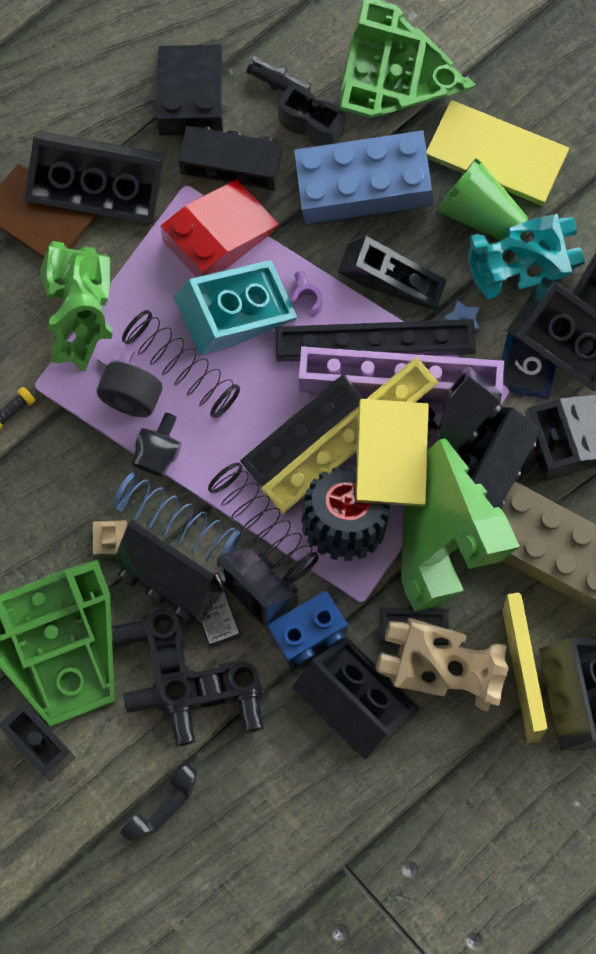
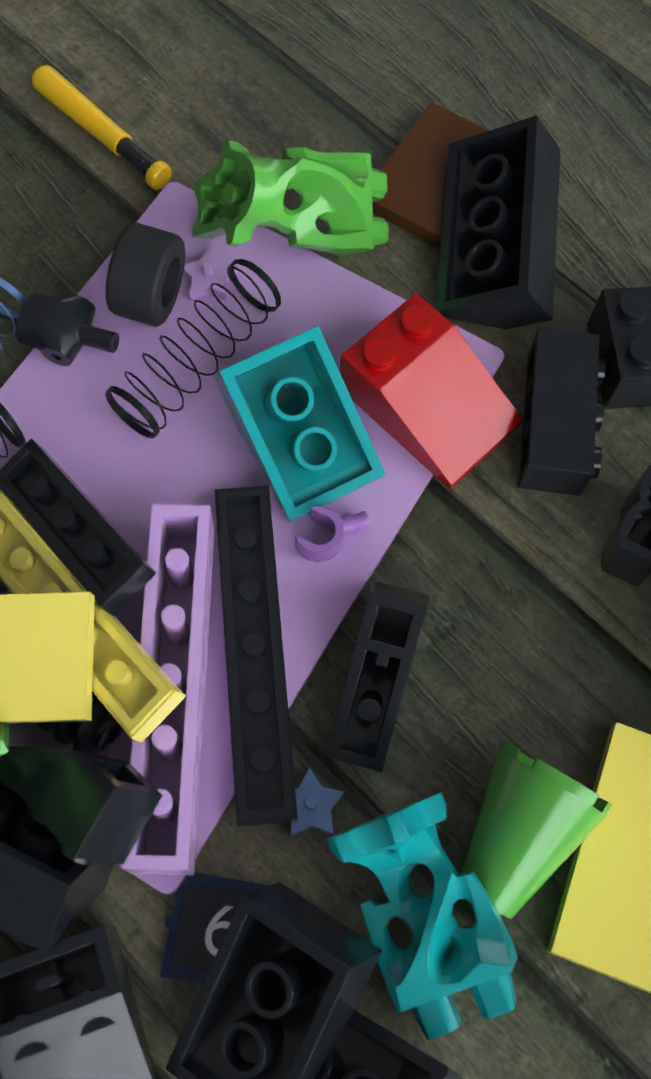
camera: 80 degrees right, 5 degrees down
(364, 177) = (553, 616): medium blue brick -> none

